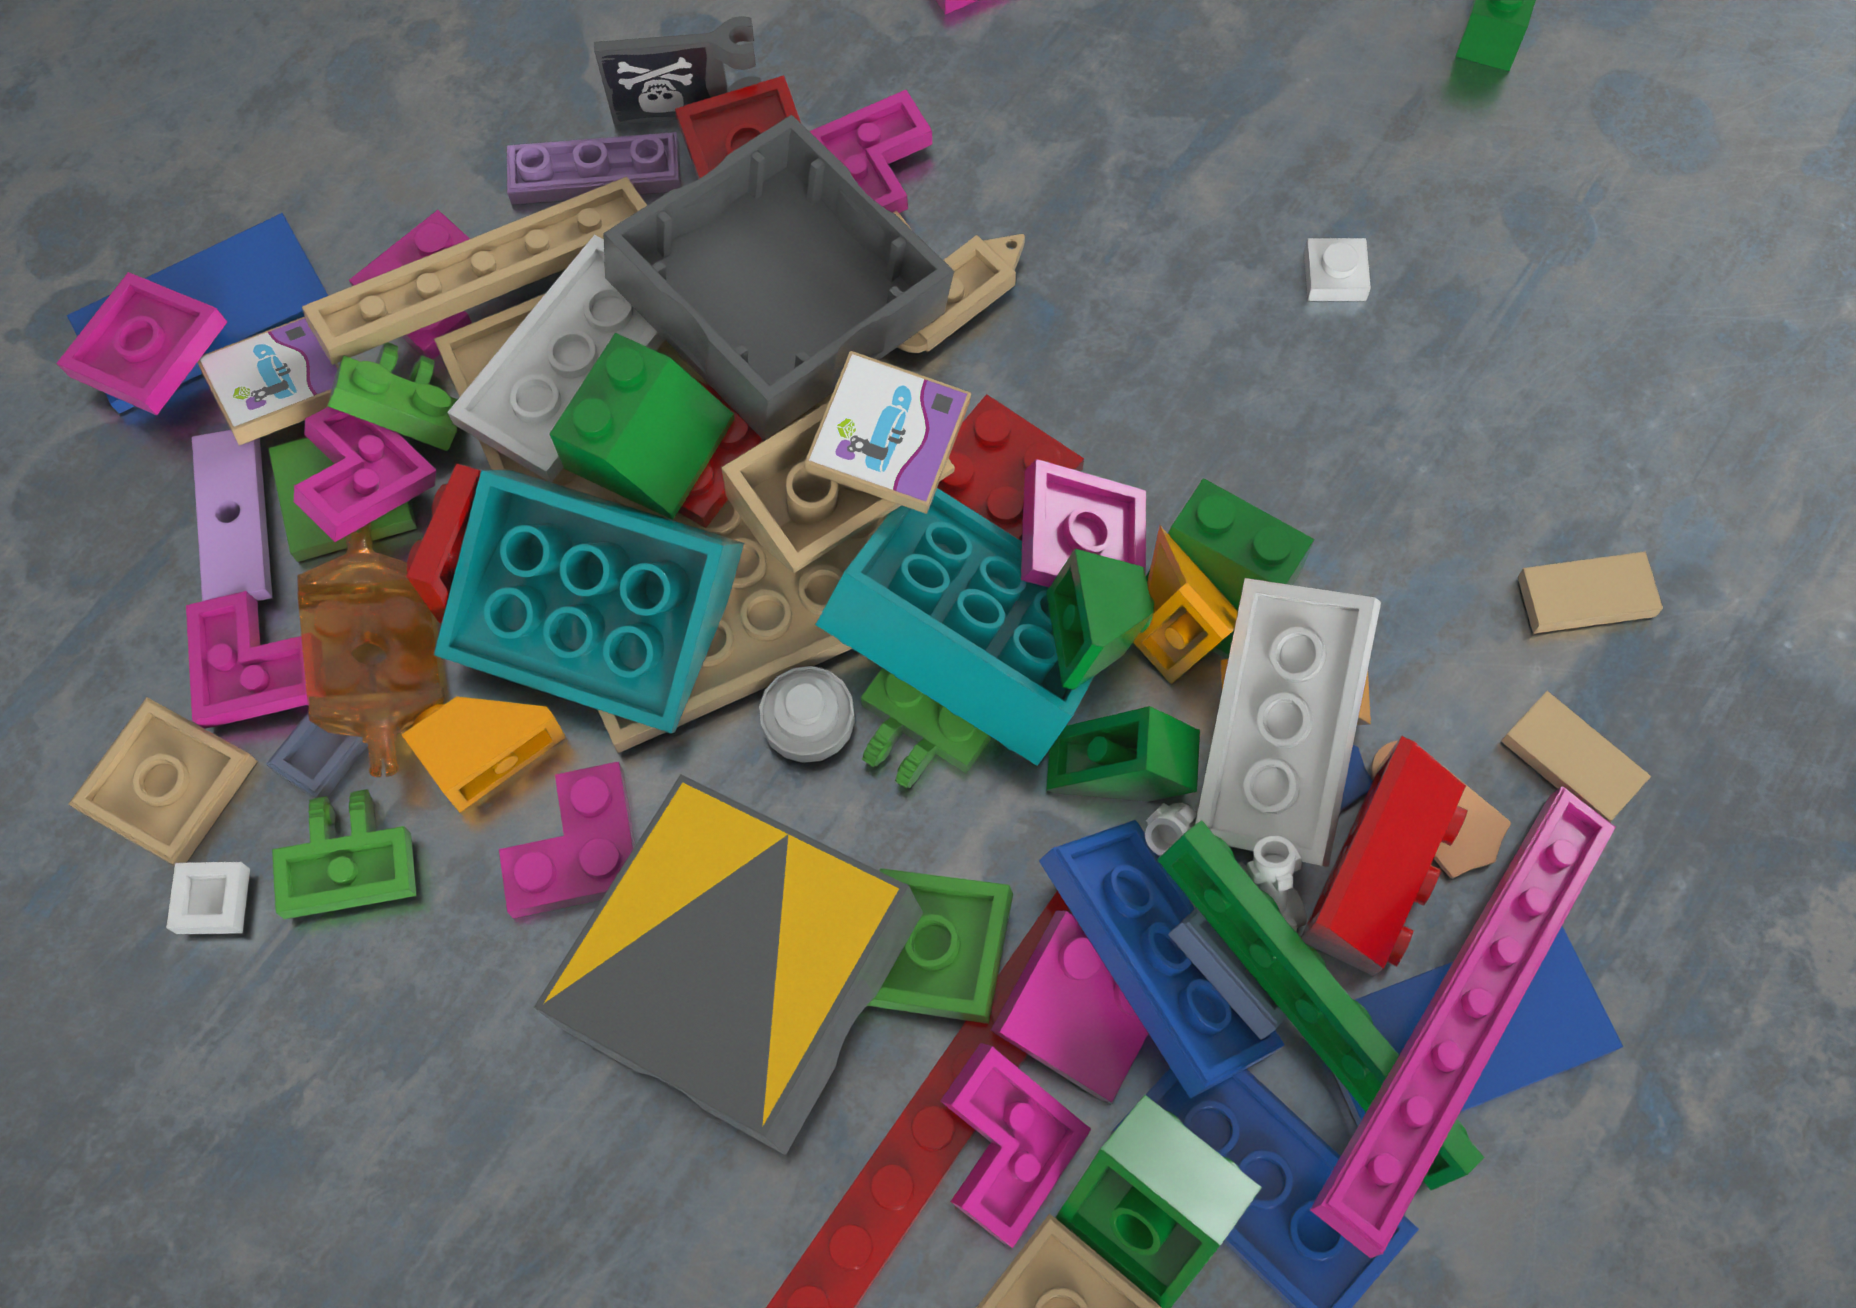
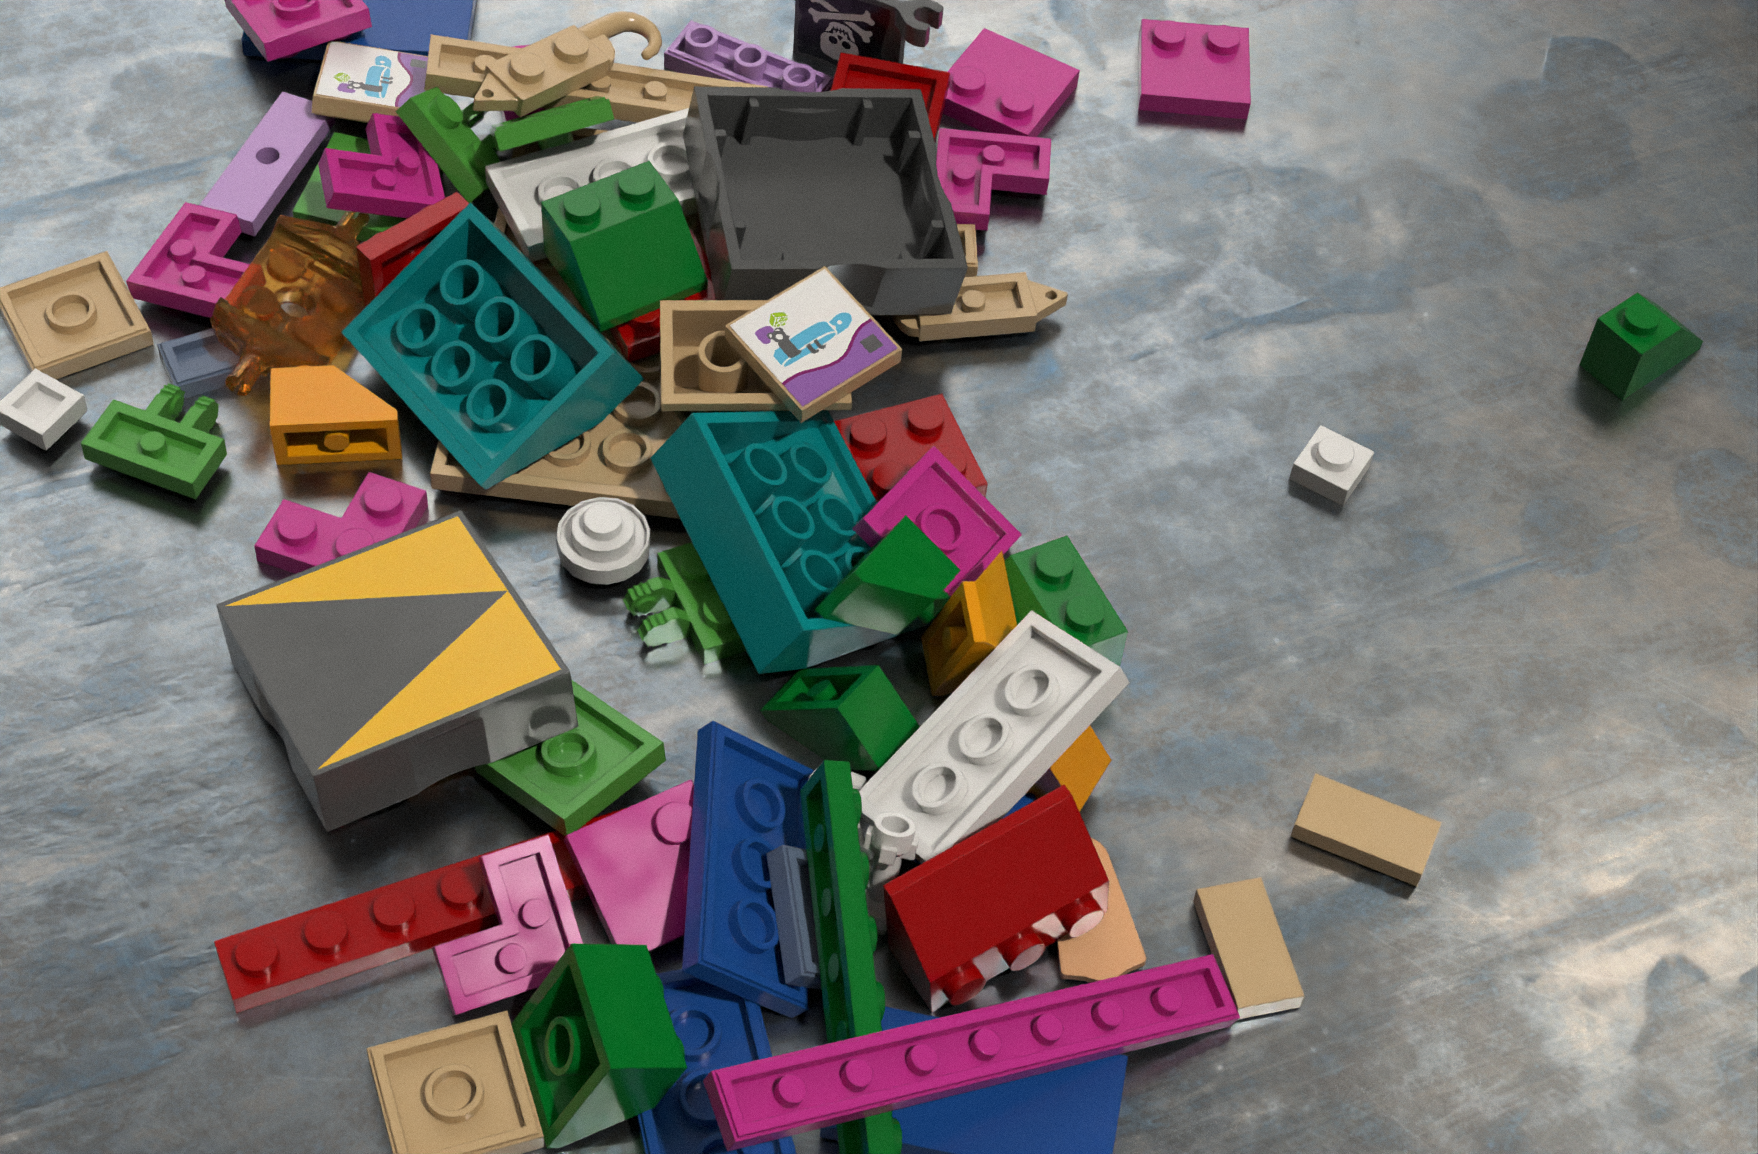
camera: 25 degrees right, 15 degrees down
(440, 267) = (559, 64): none -> tan plate
(480, 336) = (551, 126): none -> bright green plate
(826, 56) = (1007, 86): none -> dark pink plate

